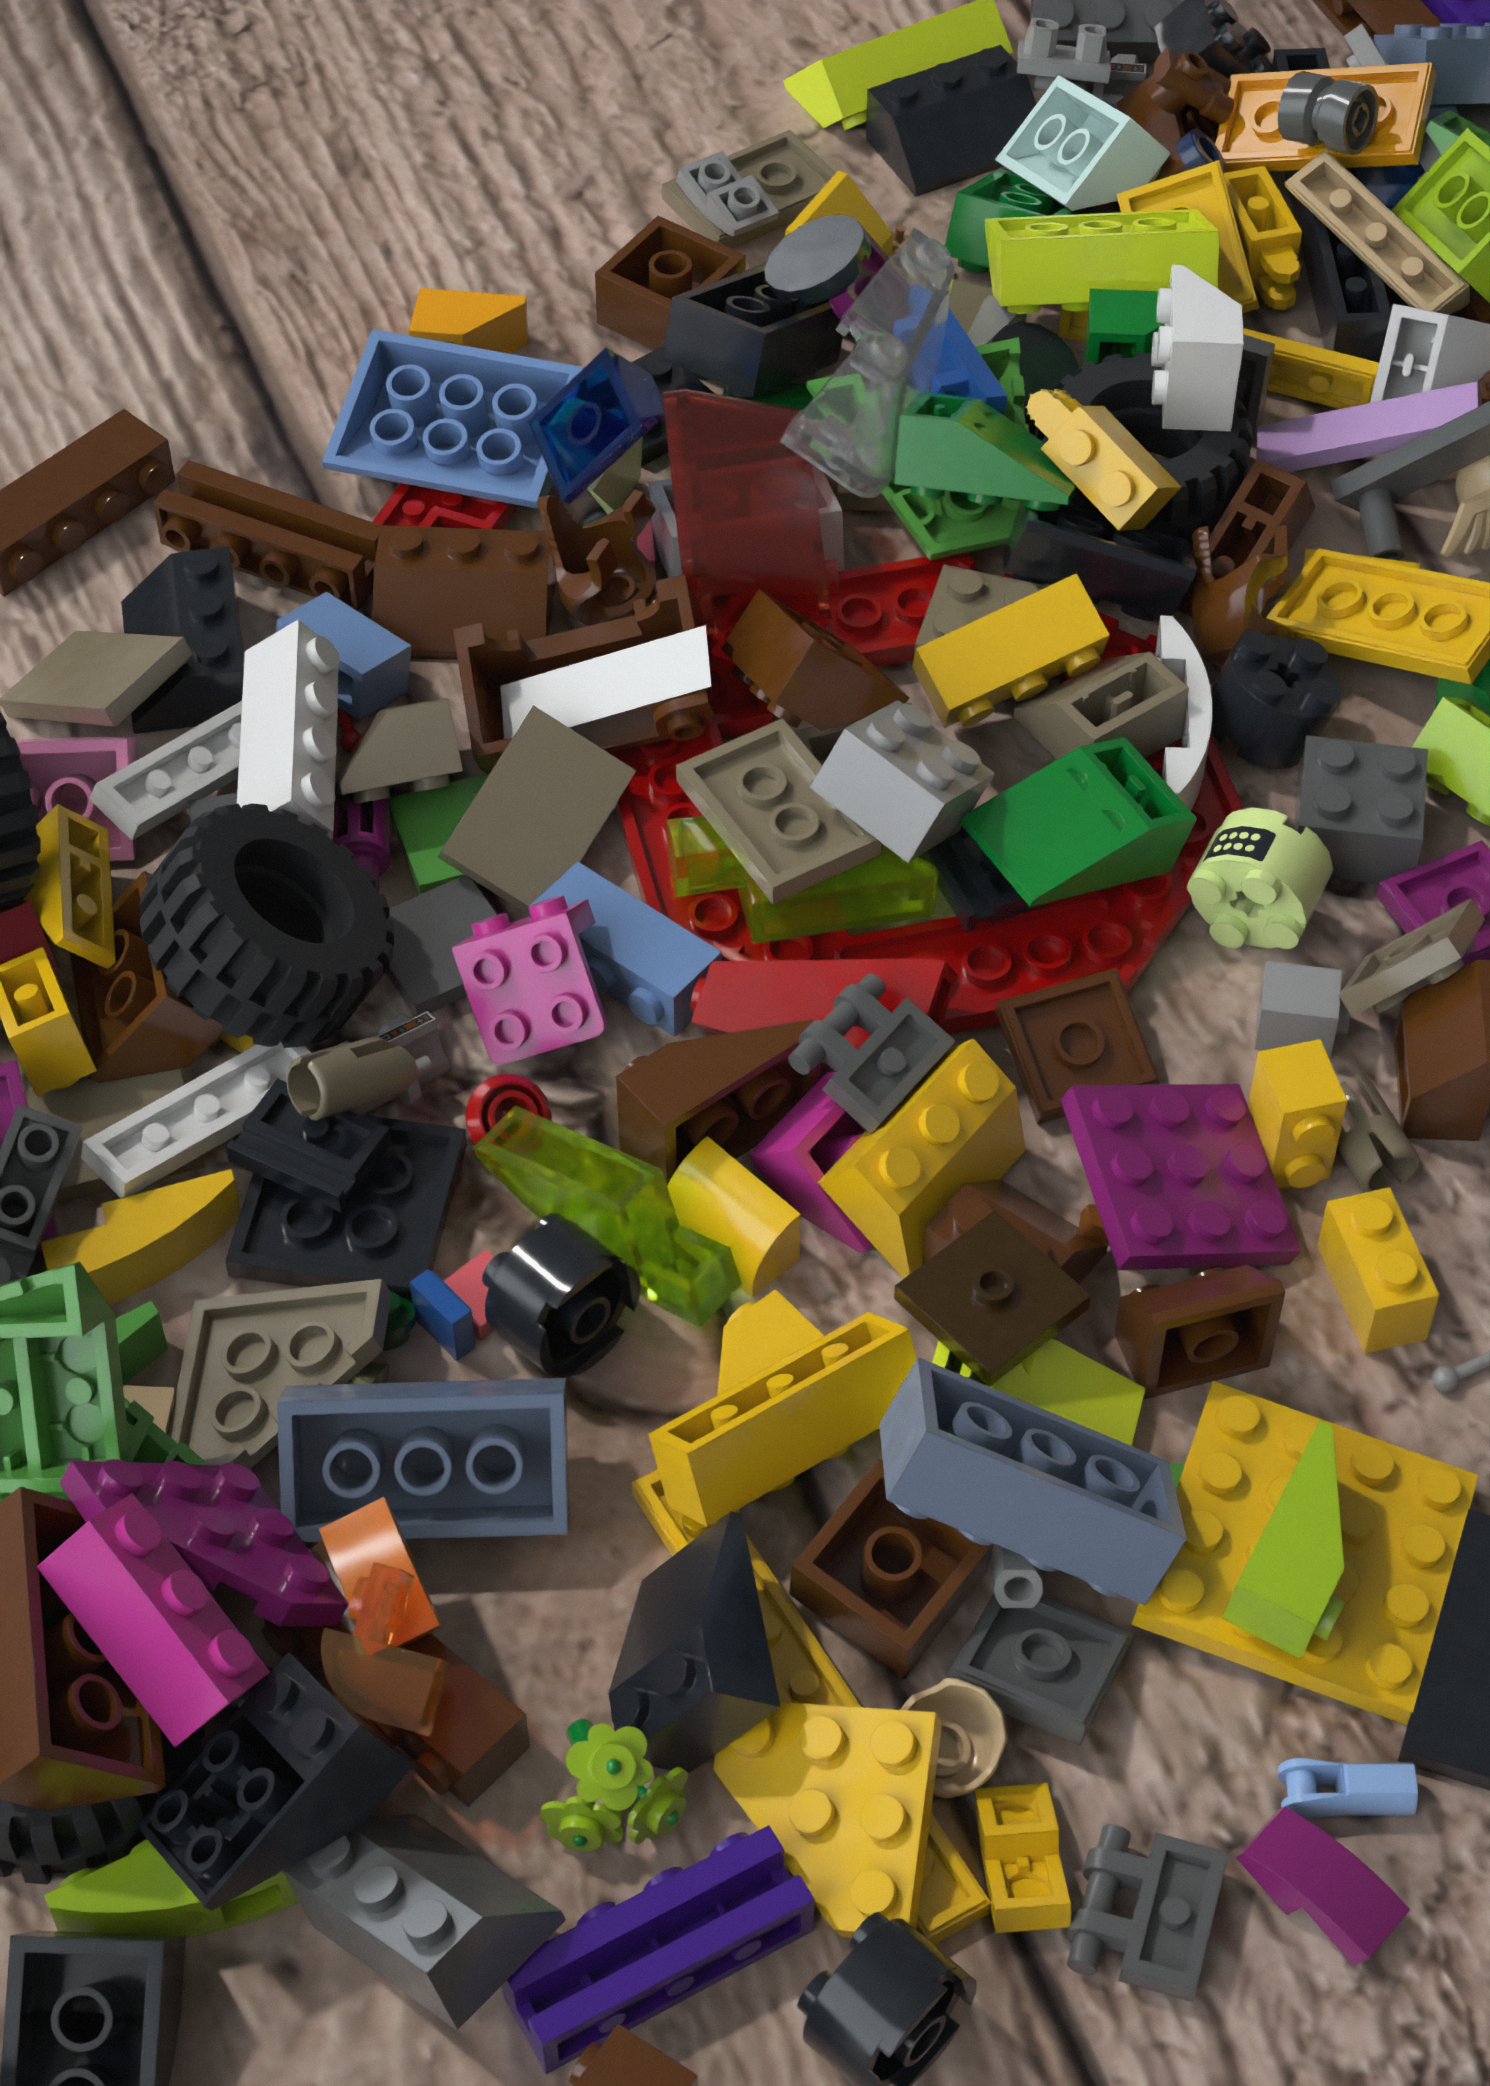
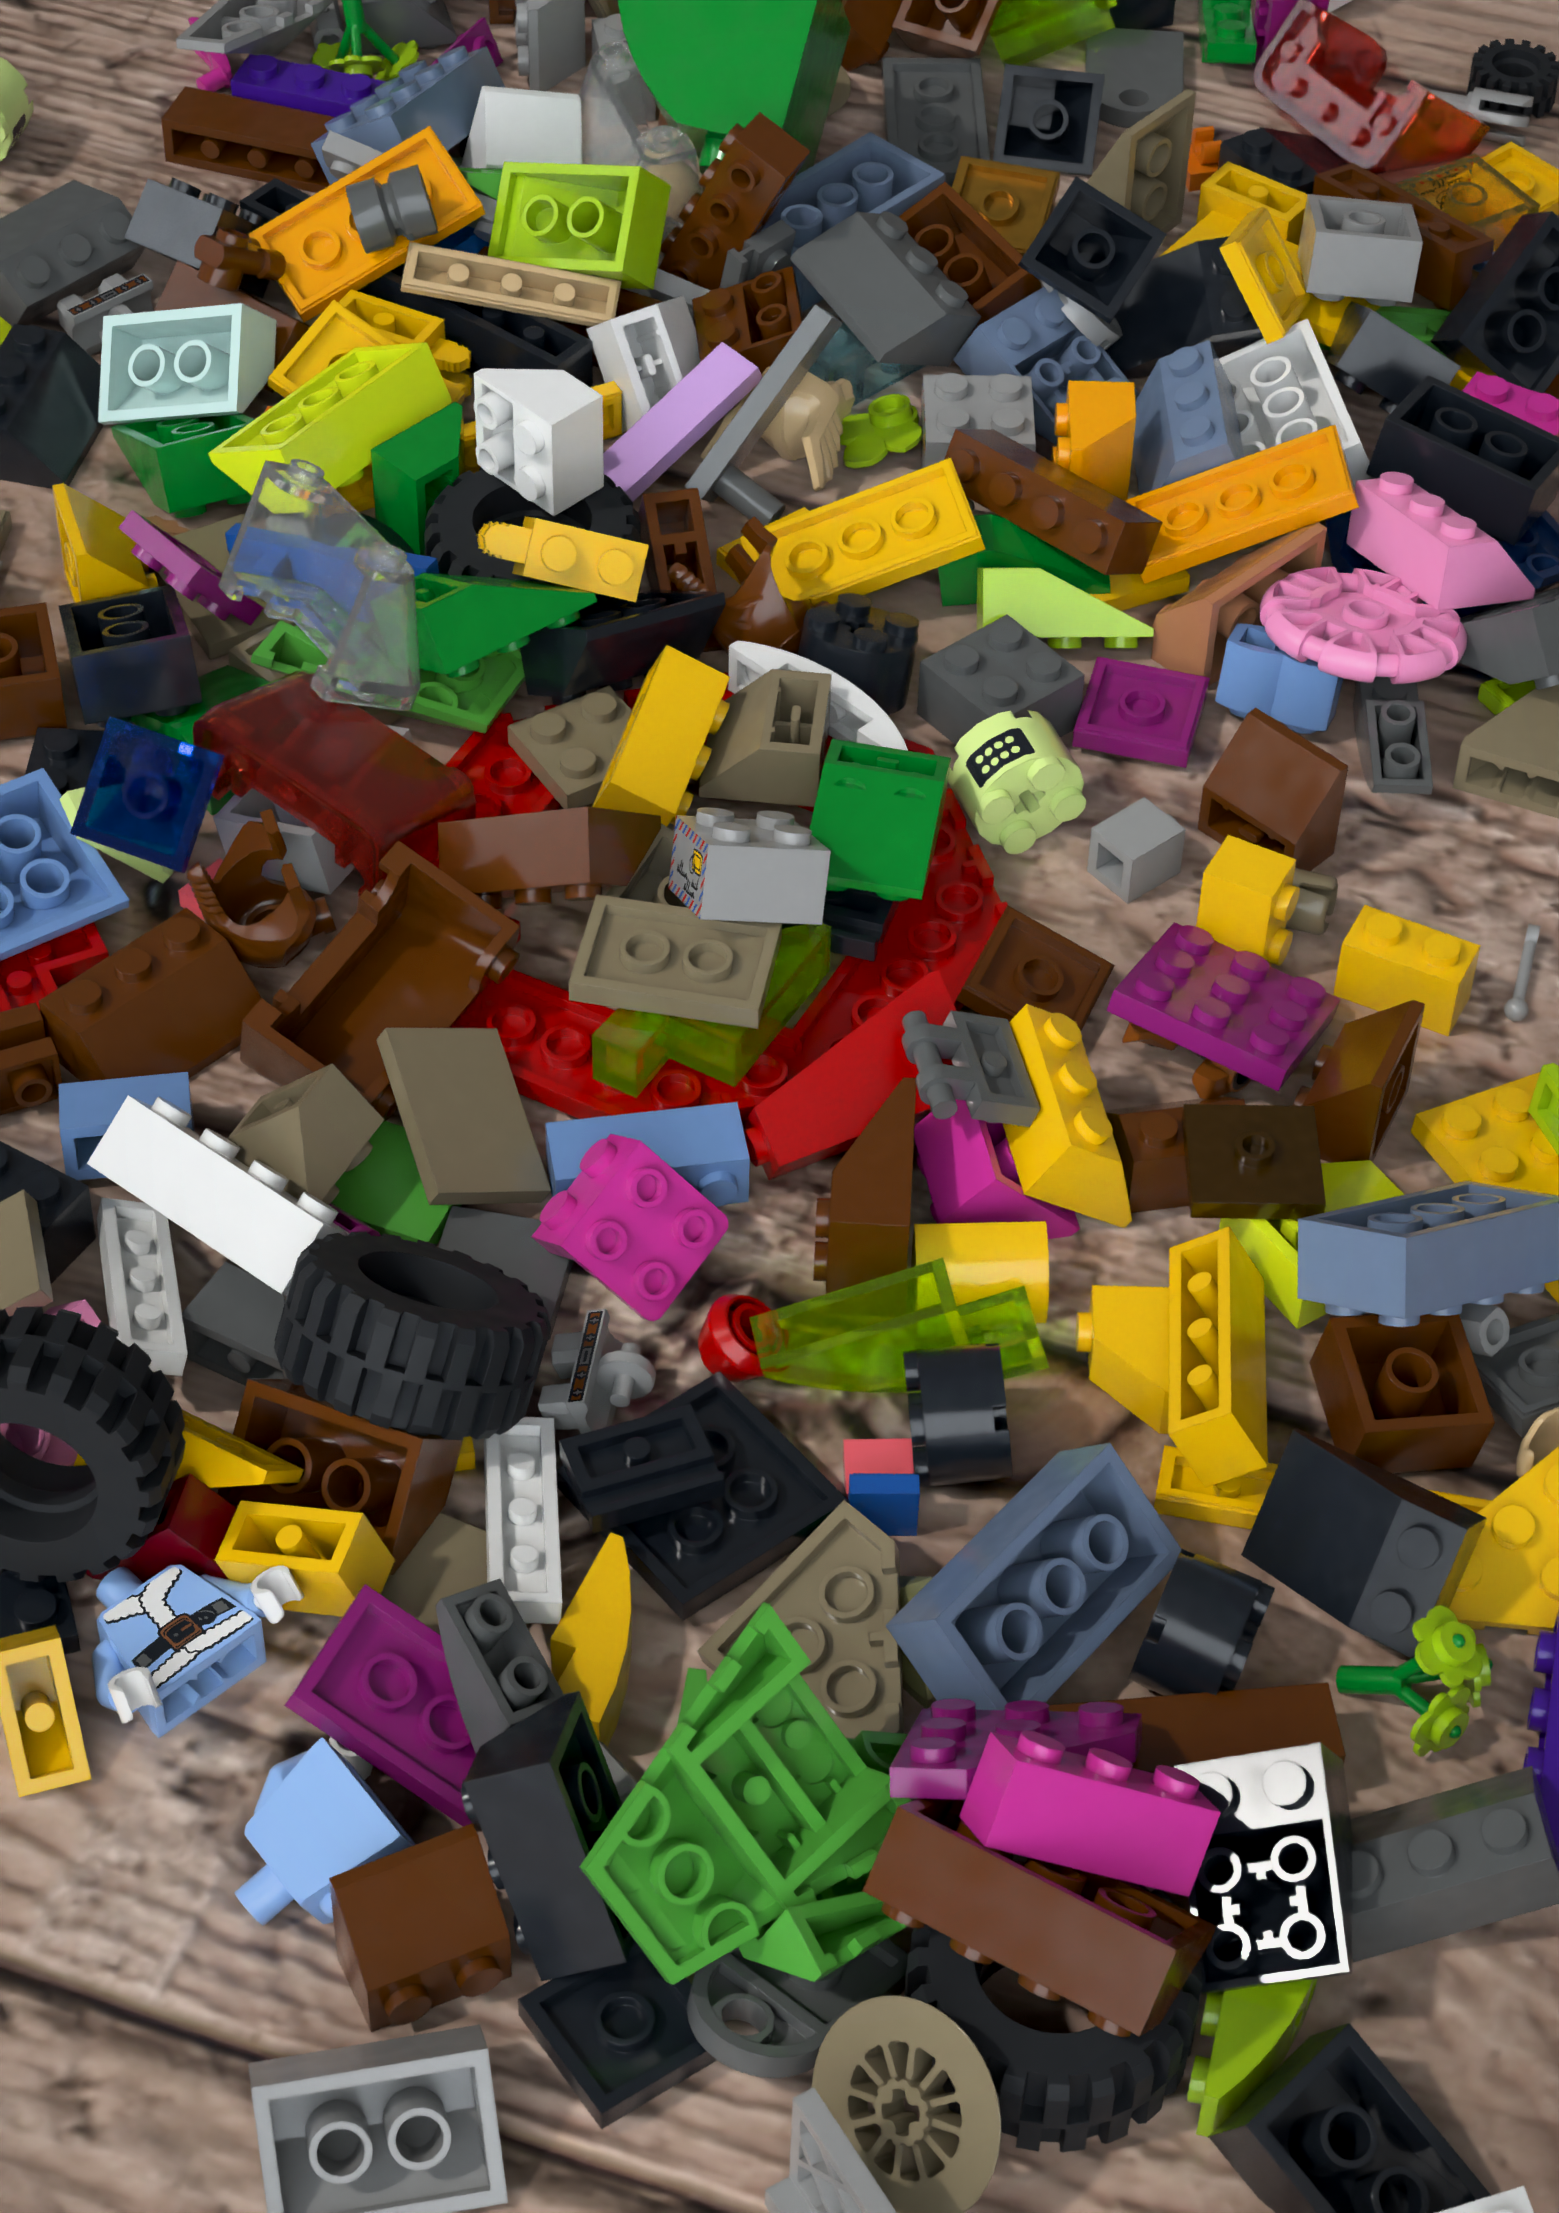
camera: 50 degrees left, 5 degrees down
(349, 1077) = (627, 1388): dark tan arm -> none
(369, 1670) = (1217, 1719): clear orange brick -> none
(375, 1536) = (1138, 1674): orange slope -> none
(500, 1592) = (1201, 1628): none -> black brick
(612, 682) = (409, 975): white sticker -> none
(817, 259) = (142, 557): tile -> none
(1077, 64) = (82, 310): light grey hips -> none
(1198, 150) = (296, 307): dark blue tile -> none
(1425, 952) = (1184, 752): dark tan plate -> none

